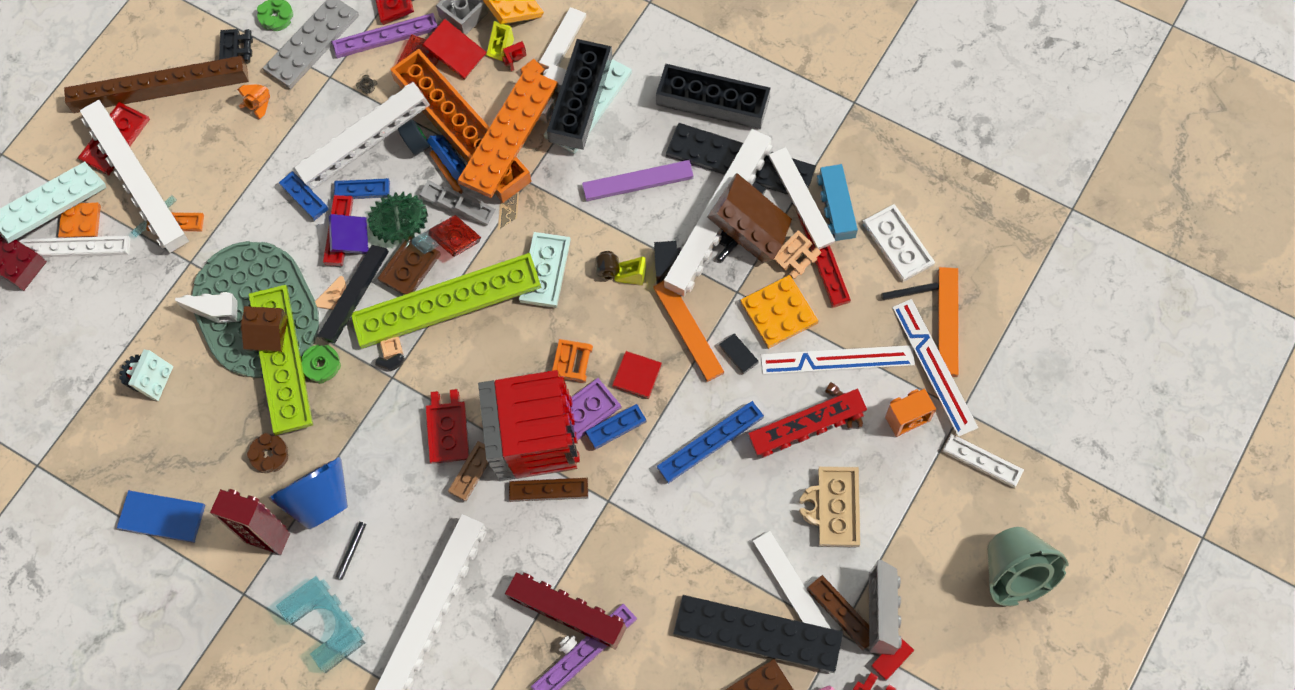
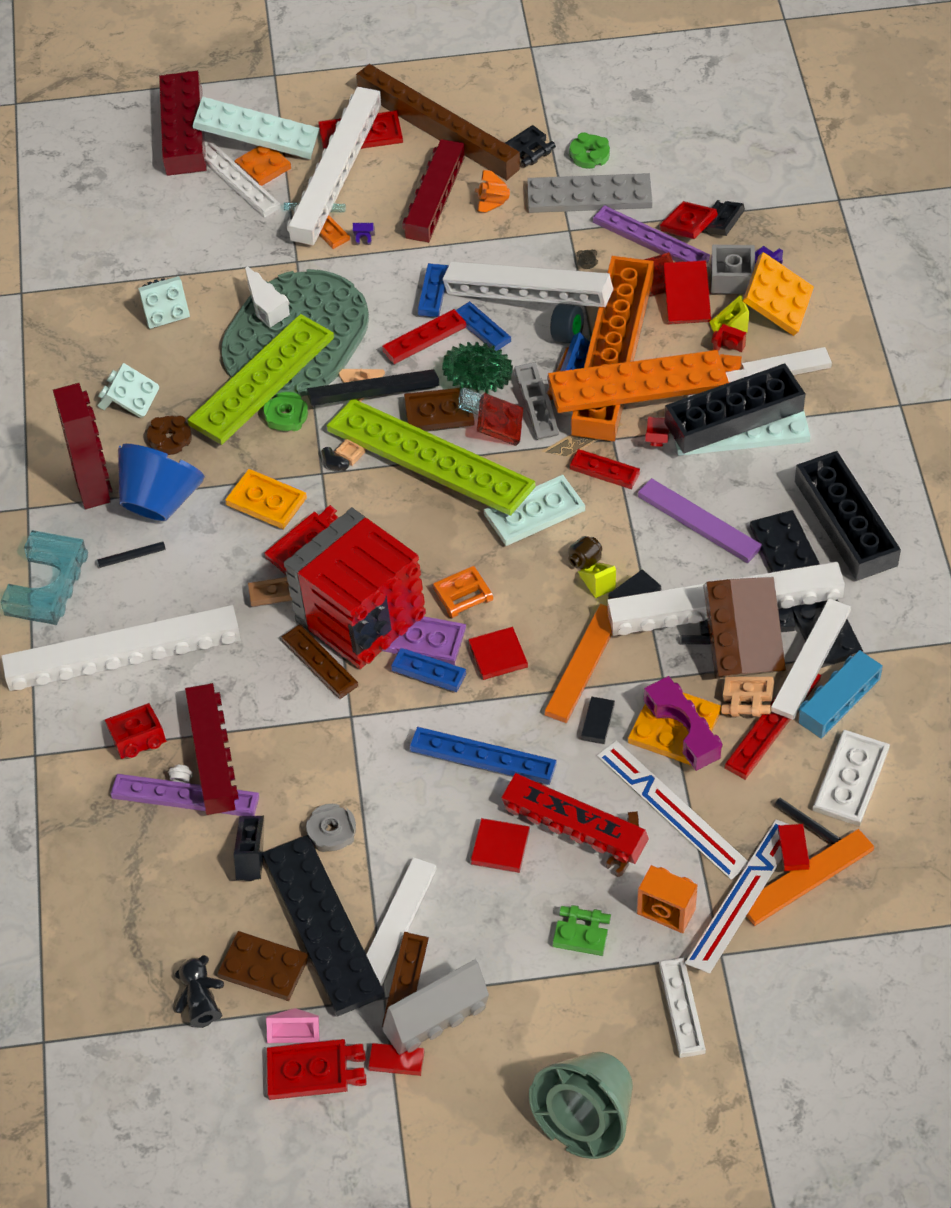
camera: 50 degrees right, 15 degrees down
(161, 516) = (37, 396): blue tile -> none
(204, 454) = (128, 390): none -> light aqua bracket
(209, 200) = (363, 229): none -> dark purple tile
(217, 131) = (434, 191): none -> dark red brick
(263, 329) = (275, 343): reddish brown slope -> none
(348, 234) = (425, 343): dark purple tile -> none
(384, 429) = (266, 499): none -> light orange plate
(507, 650) = (135, 731): none -> red plate
(547, 204) = (604, 469): none -> red tile
(550, 152) = (657, 431): none -> red bracket
(663, 638) = (249, 848): none -> black slope
(684, 565) = (331, 840): none -> light grey plate
(784, 480) = (500, 845): none -> red tile
(813, 307) = (667, 701): none -> magenta arch
(835, 506) = (511, 904): tan plate -> none
(887, 484) = (578, 936): none -> bright green plate
(925, 313) = (793, 847): none -> red tile

